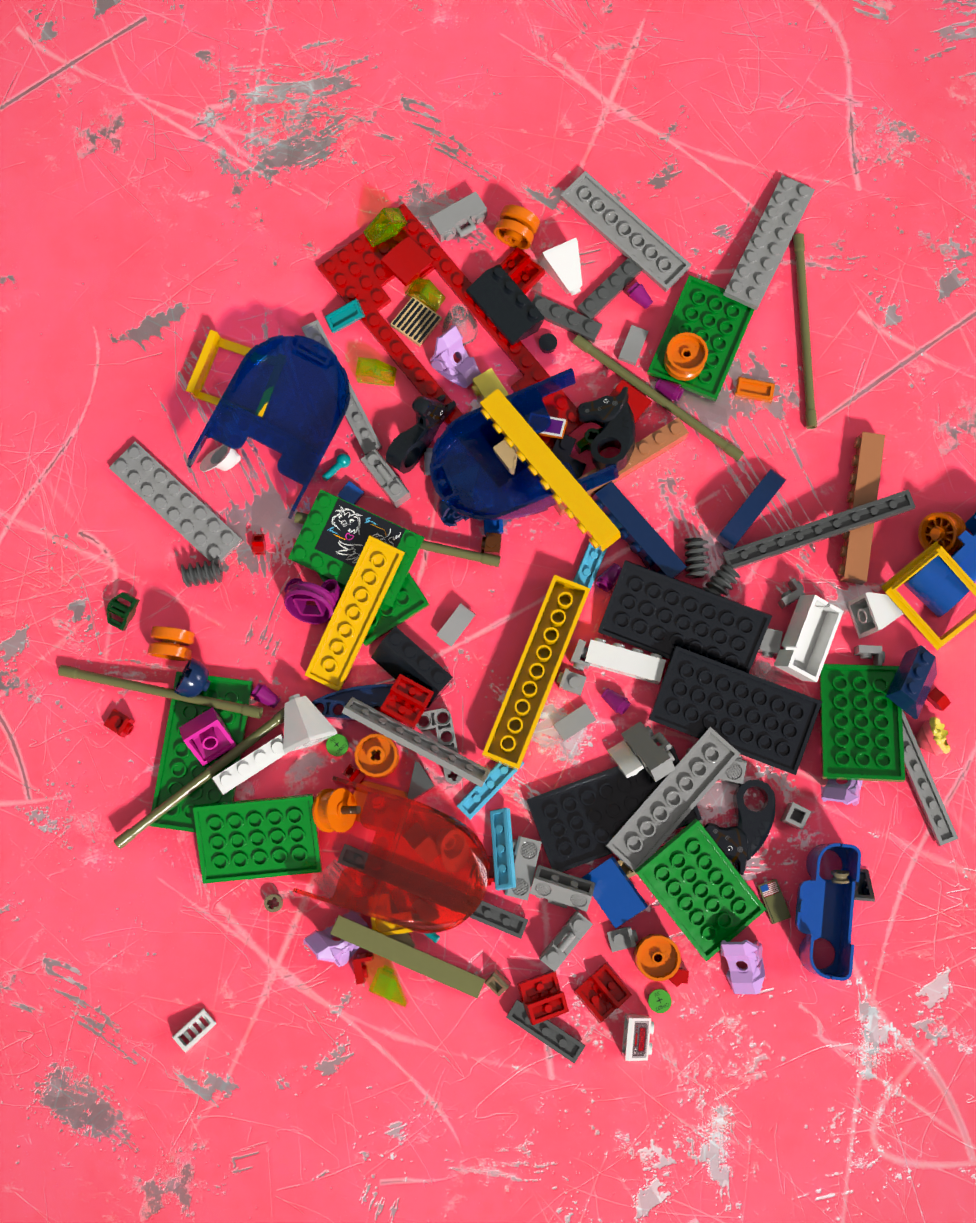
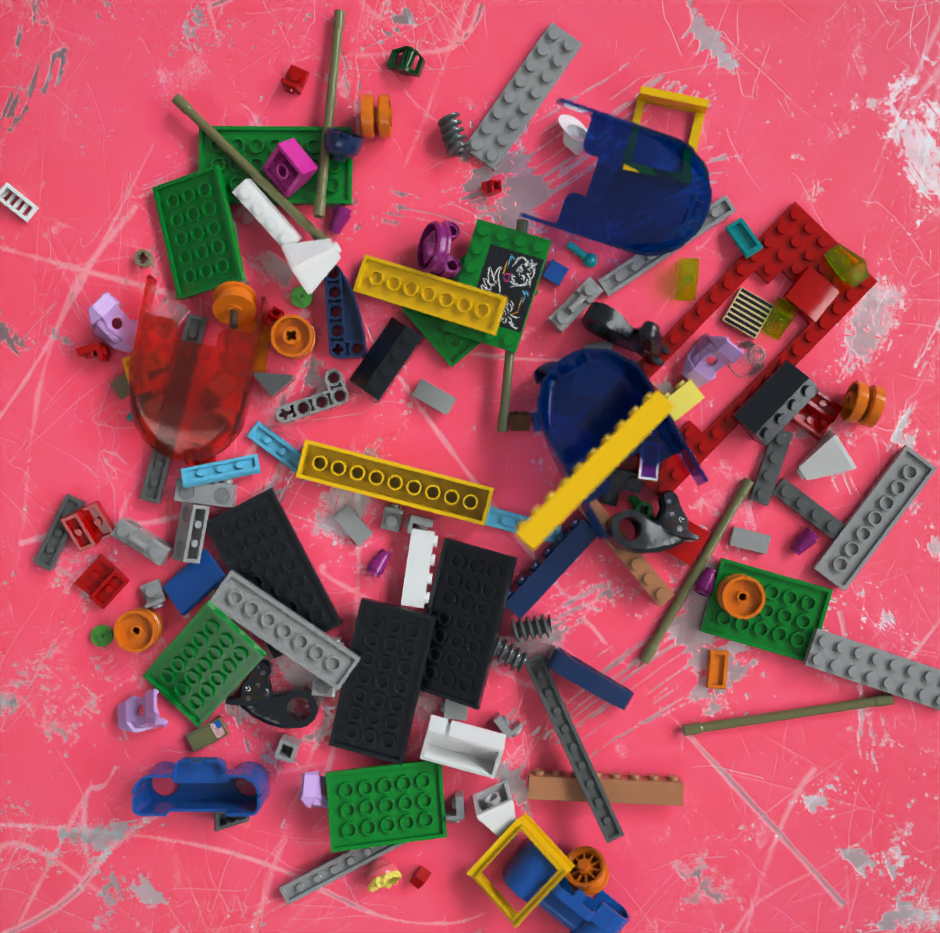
camera: 80 degrees right, 10 degrees up
(388, 985) = (80, 380): clear neon green slope -> none
(406, 701) = (348, 358): red slope -> none
(407, 956) = (108, 392): olive tile -> none
(416, 741) = (309, 373): light grey plate -> none
(457, 216) = (869, 340): light grey piece -> none
(497, 983) = (98, 482): dark tan slope -> none
(506, 456) = (608, 425): tan slope -> none
(547, 343) = (741, 452): black tile -> none
(609, 577) = (502, 543): magenta cone -> none
(625, 759) = (321, 579): white slope -> none
(636, 1037) = (63, 617): slope -> none
(654, 758) = (322, 606): light grey piece -> none
(680, 976) = (125, 655): red piece -> none
(840, 876) = (232, 796): dark tan bush -> none
(913, 681) = (433, 851): dark blue slope -> none

